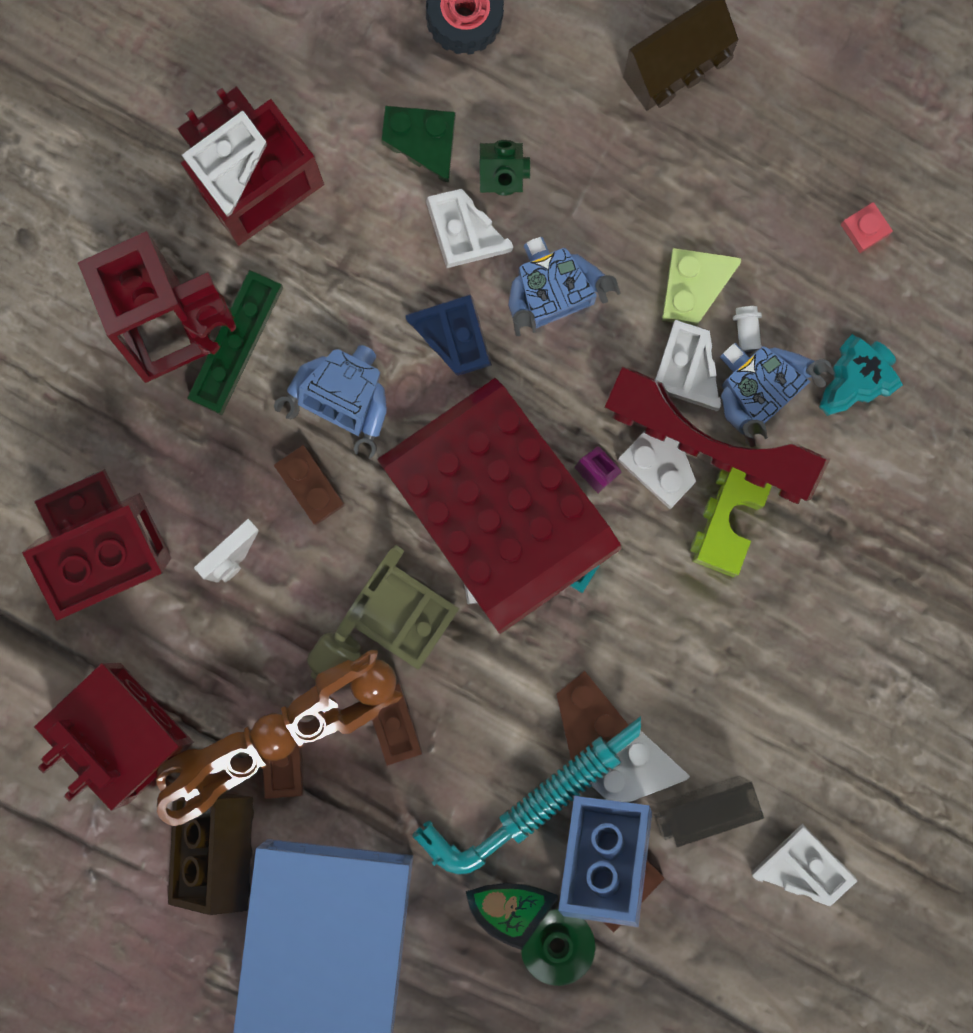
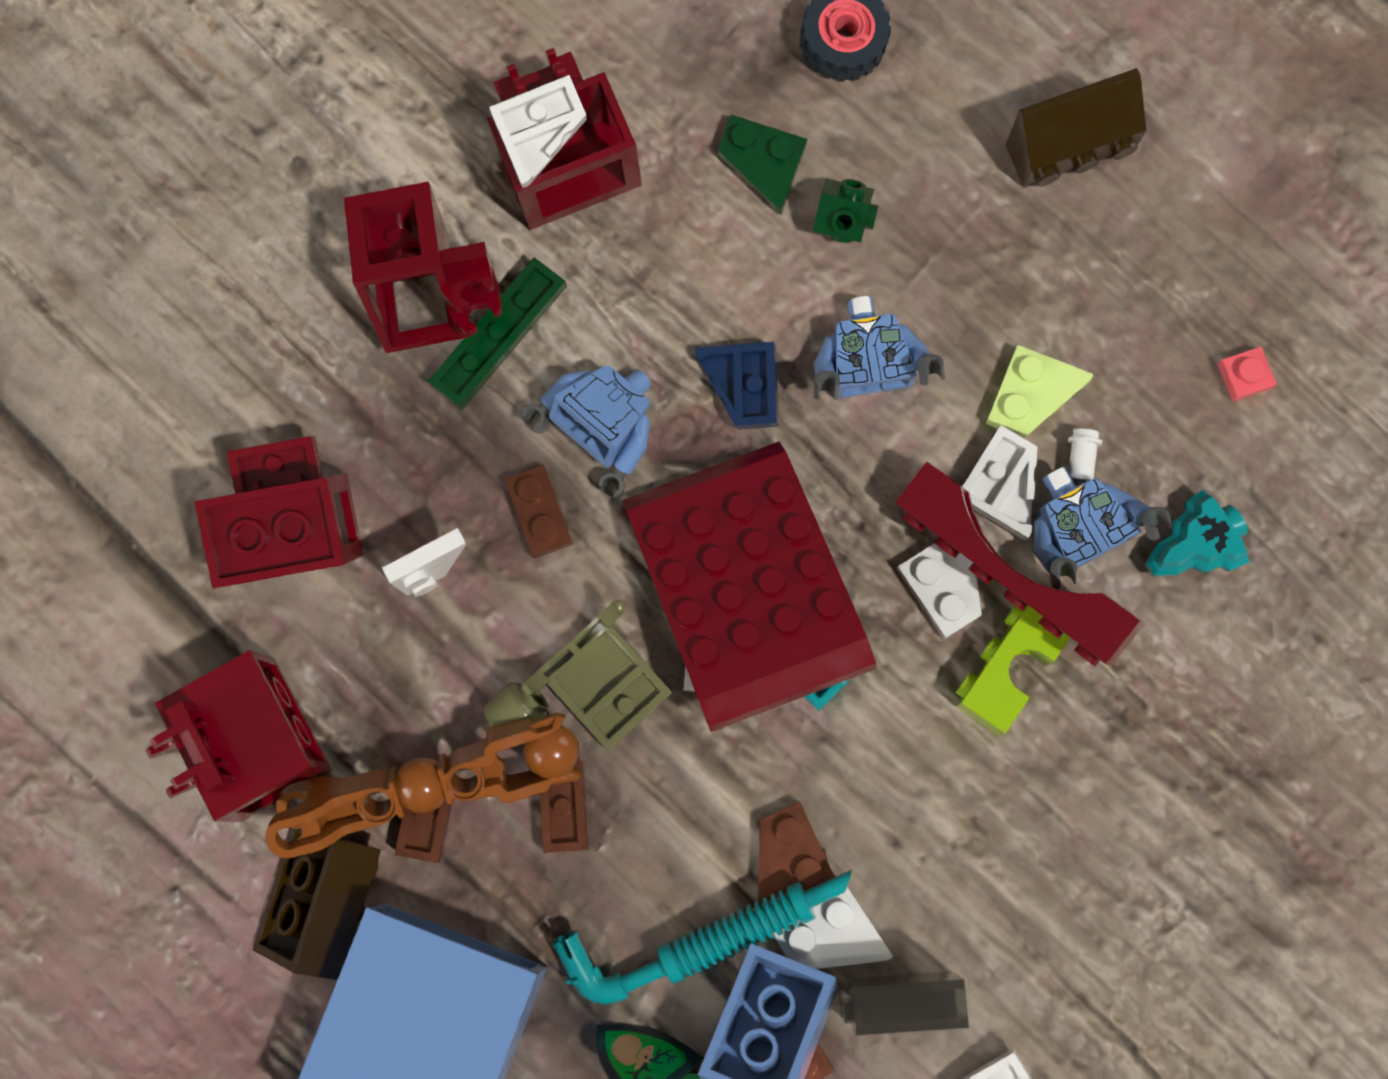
camera: 20 degrees right, 5 degrees down
(464, 230) = (784, 270): white wing -> none
(597, 469) = (871, 573): magenta slope -> none

